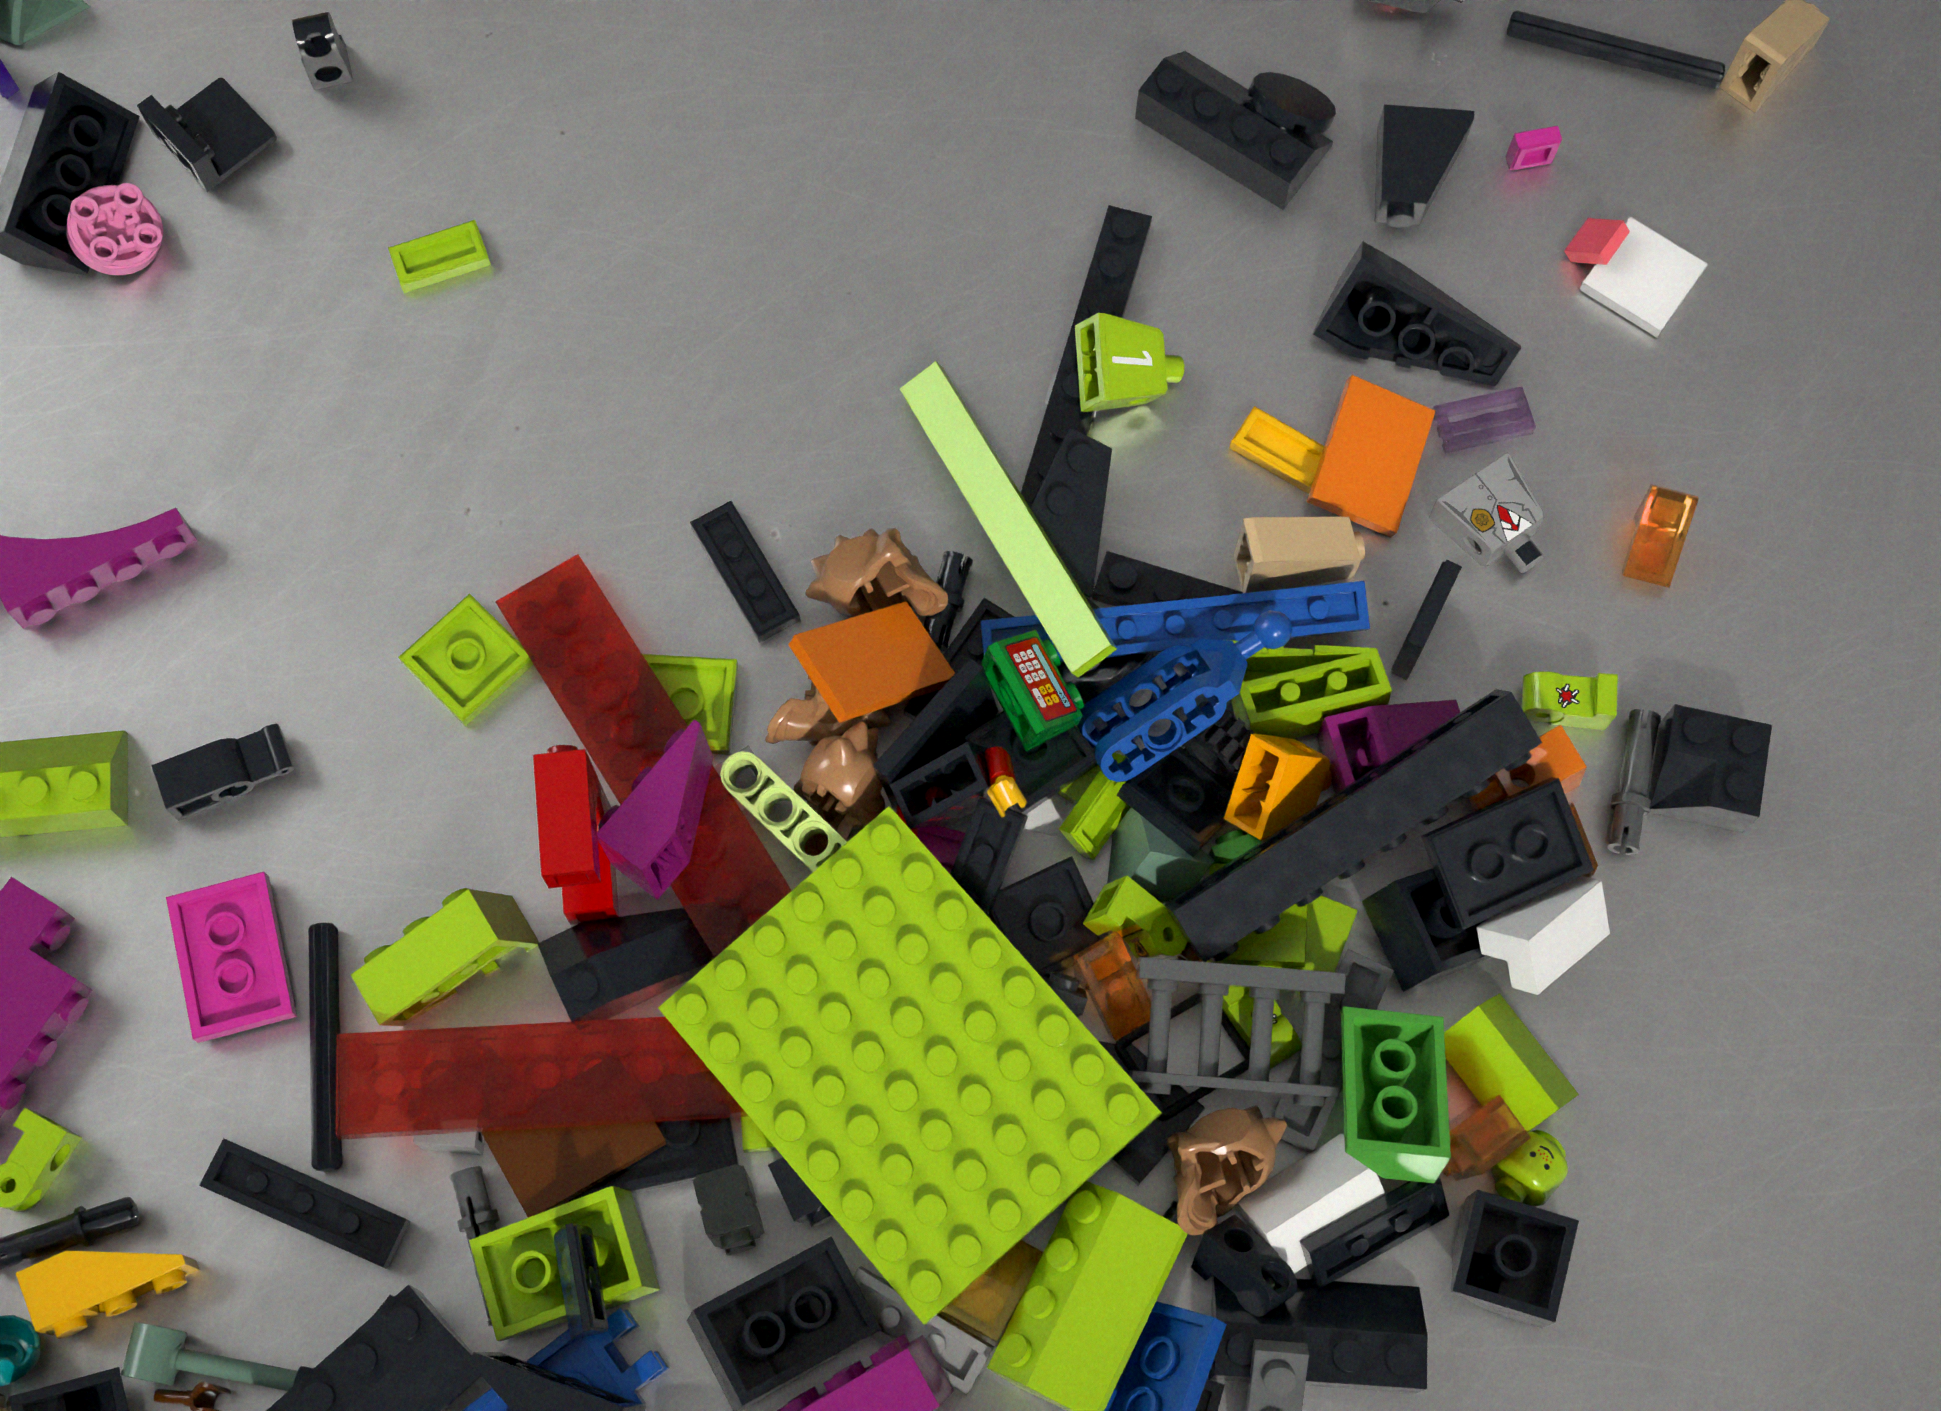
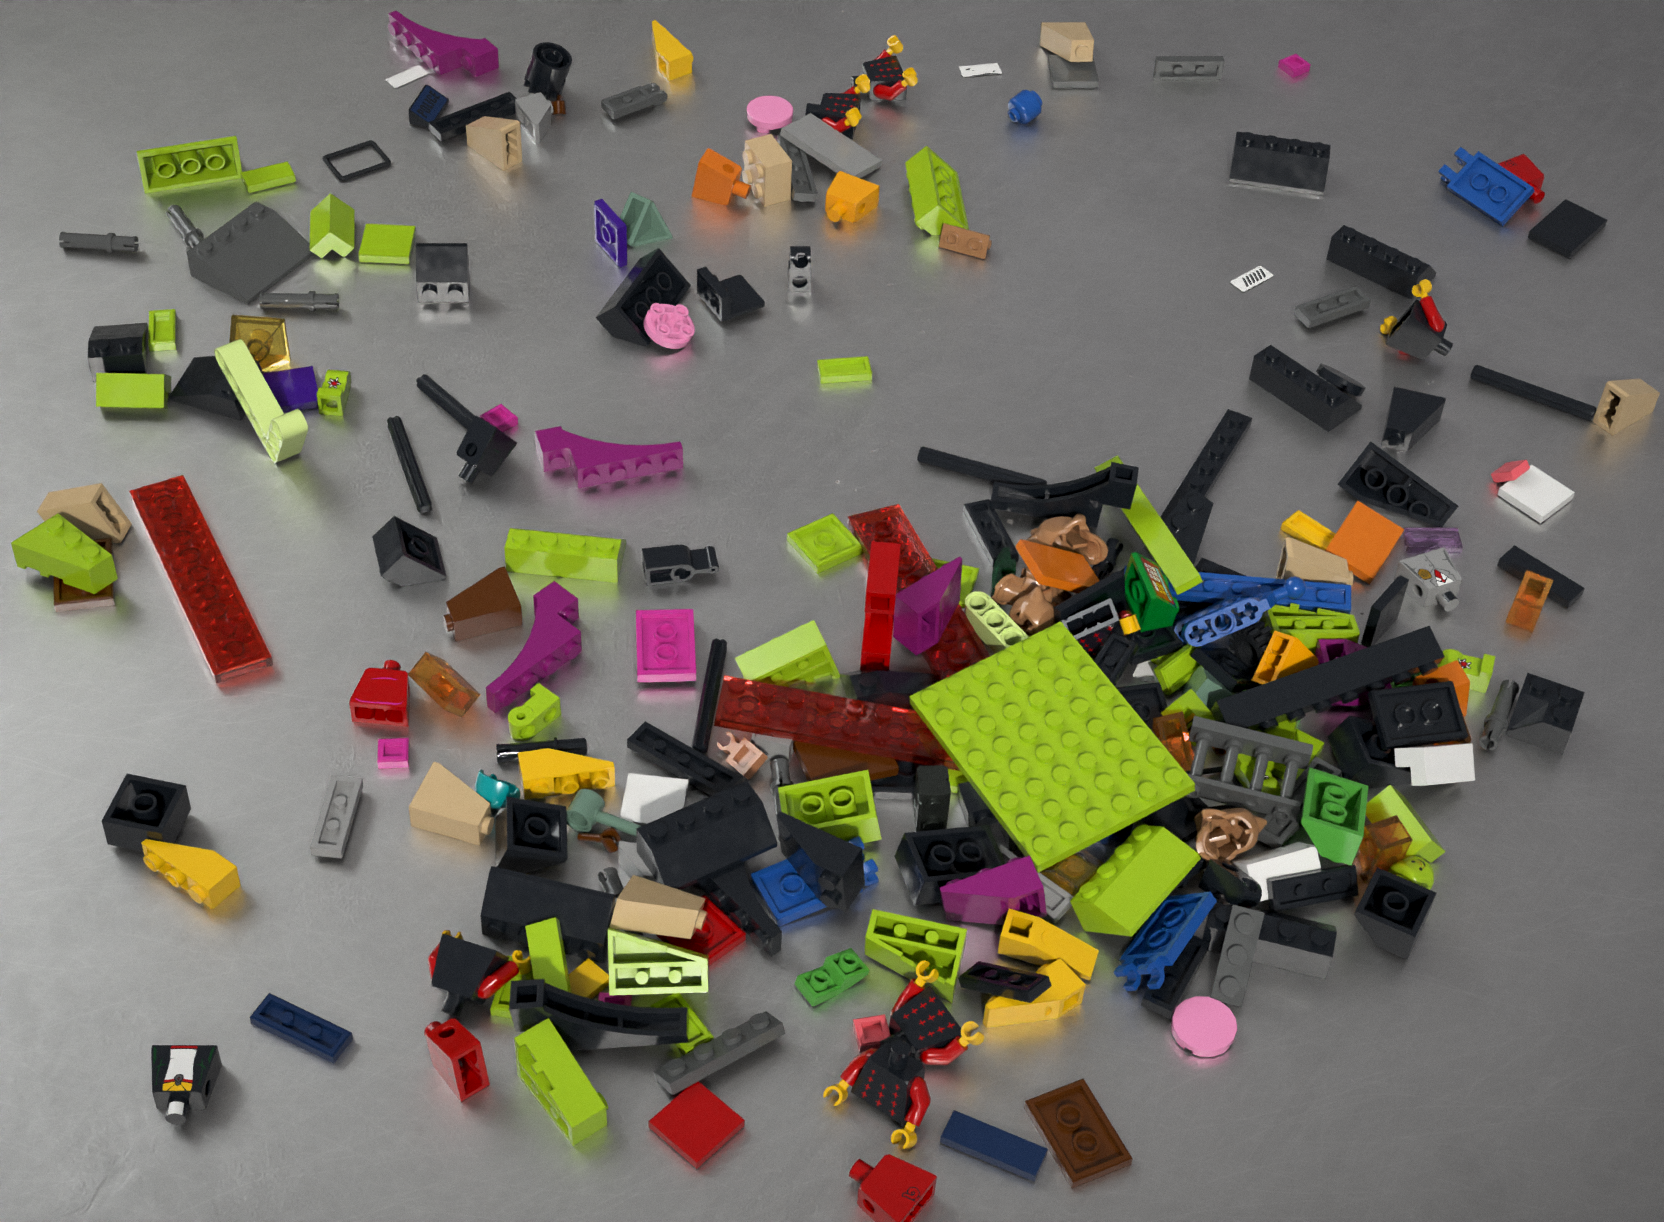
camera: 10 degrees right, 25 degrees down
(269, 1298) = (652, 797): none -> white tile
(404, 1171) = (743, 755): none -> nougat plate
(580, 1281) = (841, 805): black slope -> none
(710, 437) = (975, 468): none -> black axle
(775, 669) = (1003, 566): none -> clear green slope
(865, 488) = (1083, 496): none -> black arch
(1122, 363) = (1225, 472): lime torso -> none
(1533, 148) = (1478, 424): dark pink tile -> none
(1669, 459) = (1562, 590): none -> black tile

